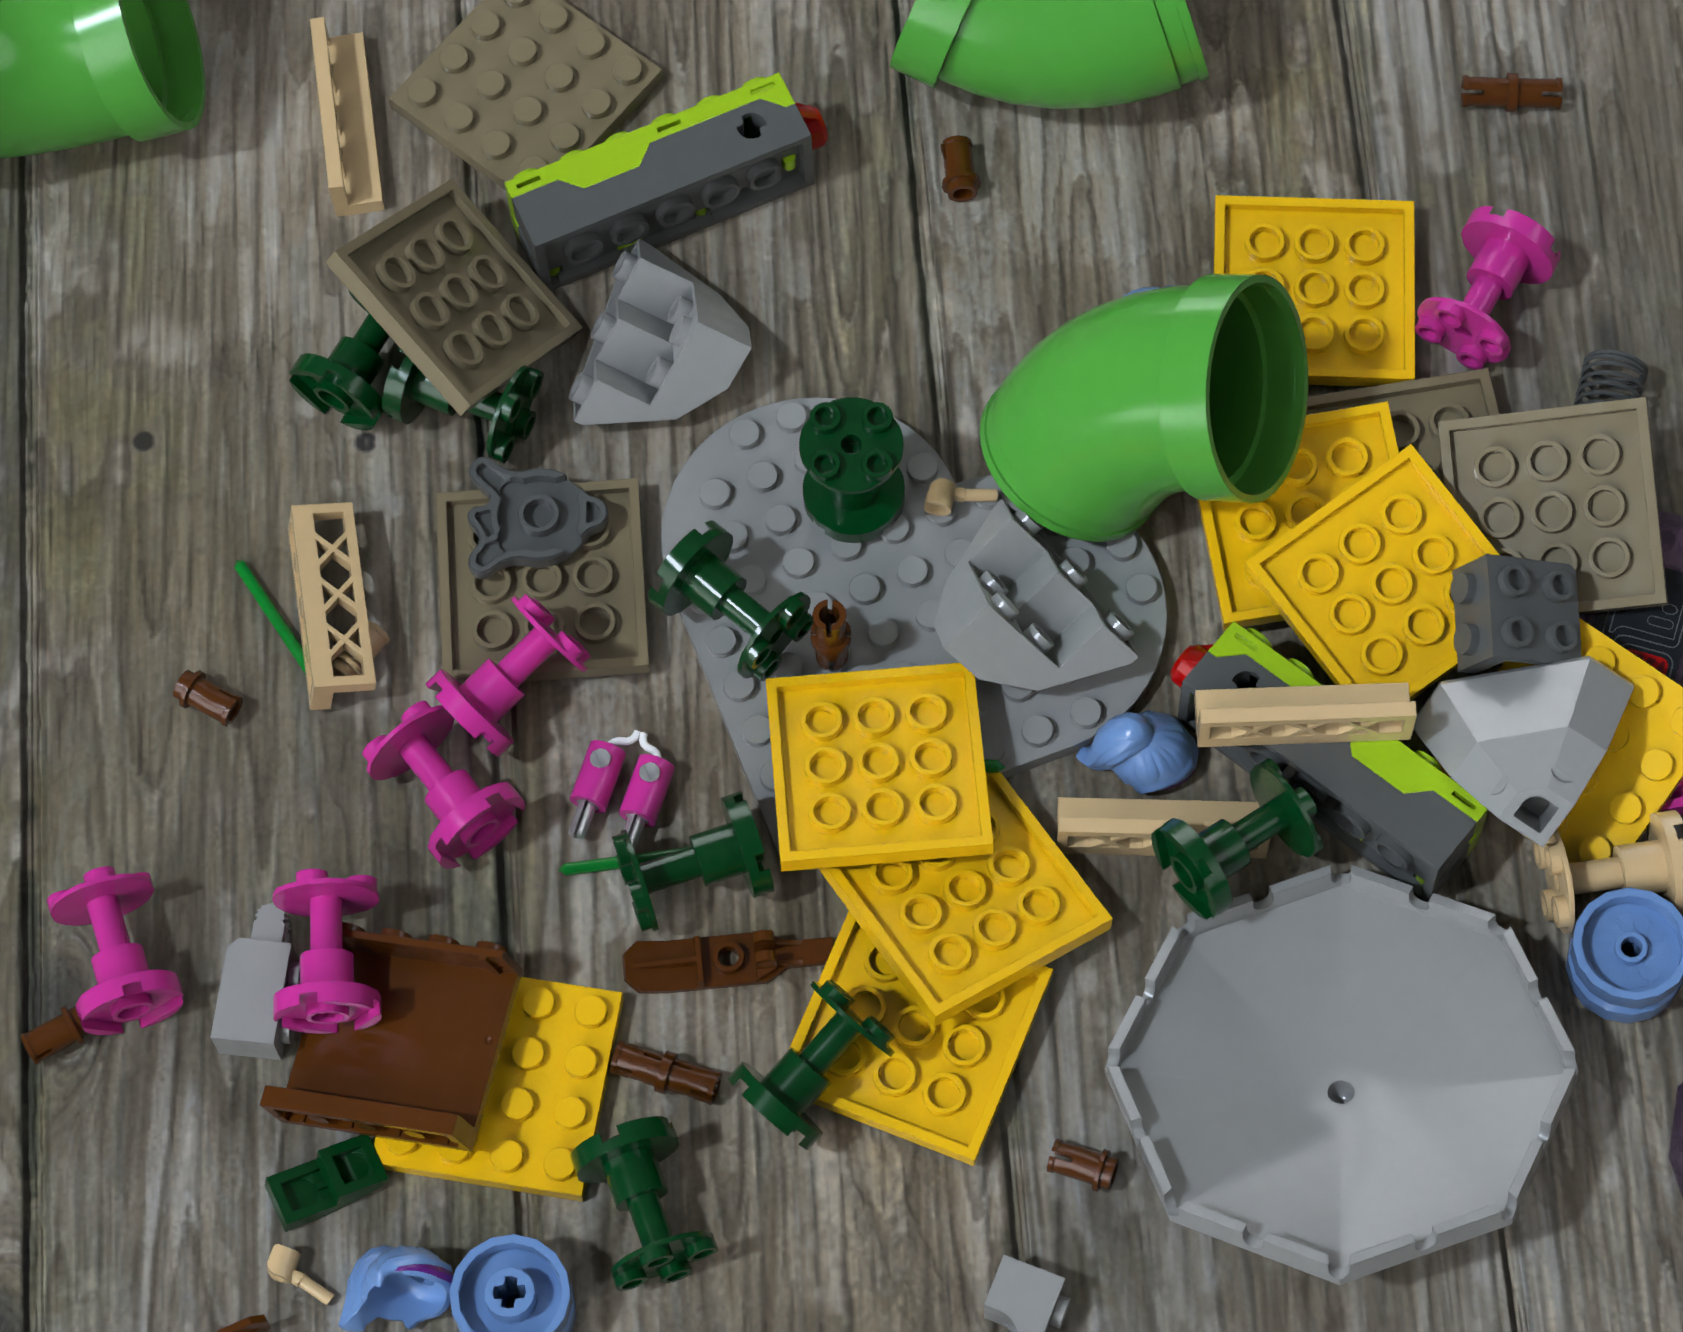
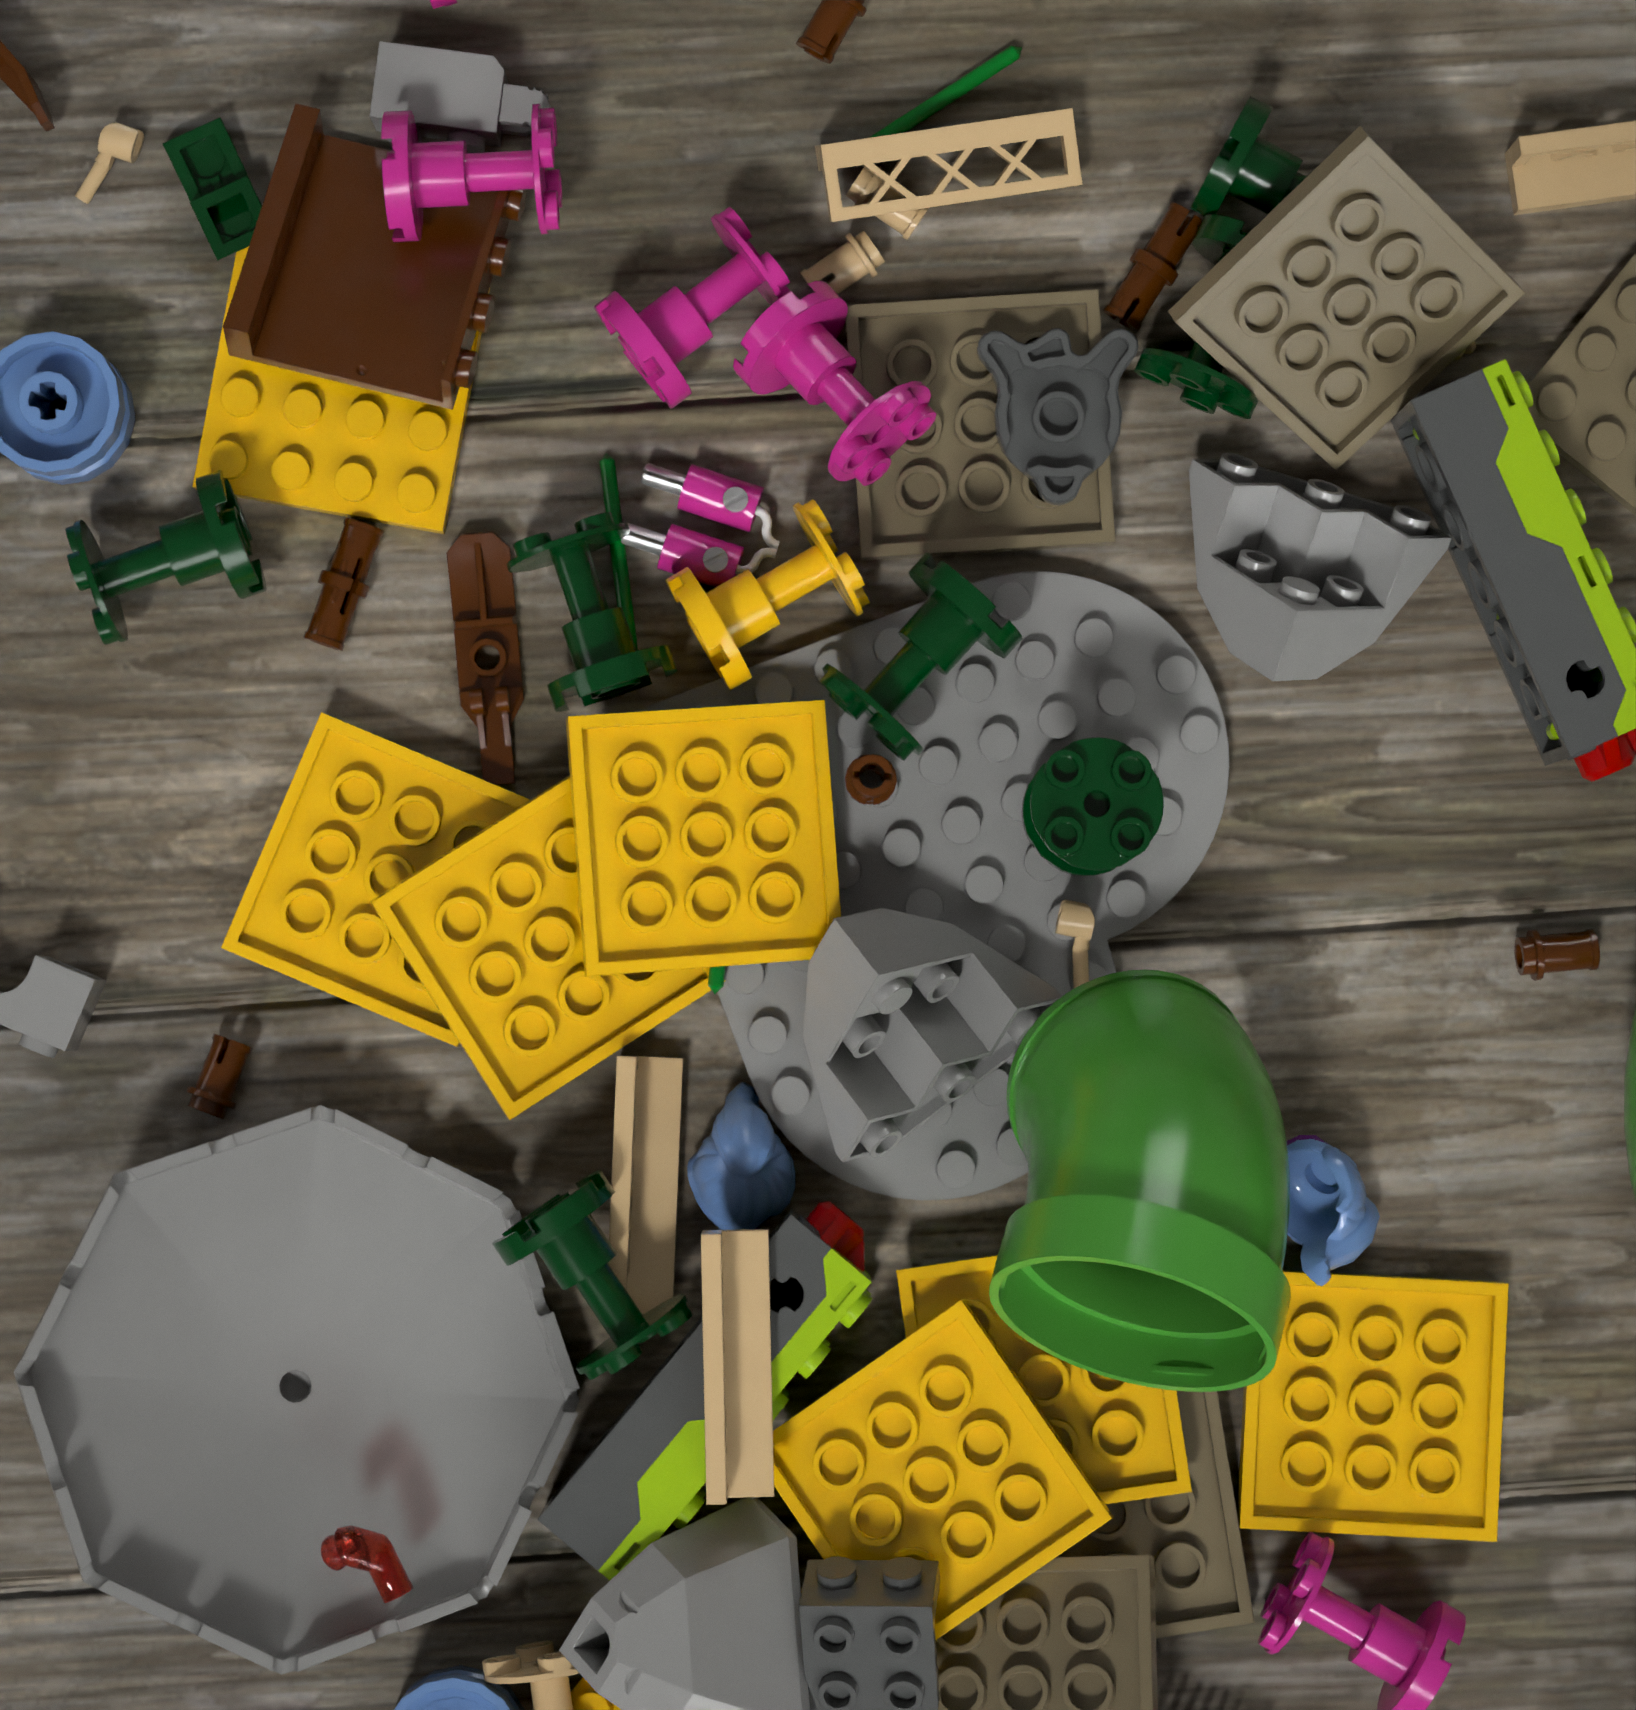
camera: 80 degrees right, 20 degrees up
(396, 1286) = (87, 270): medium blue hair -> none
(408, 681) = (846, 263): none -> tan pin
(418, 456) = (1153, 267): none -> reddish brown pin
(700, 762) = (747, 606): none -> yellow piece
(800, 1077) = (293, 723): dark green piece -> none
(1475, 994) = (367, 1552): none -> clear red arm

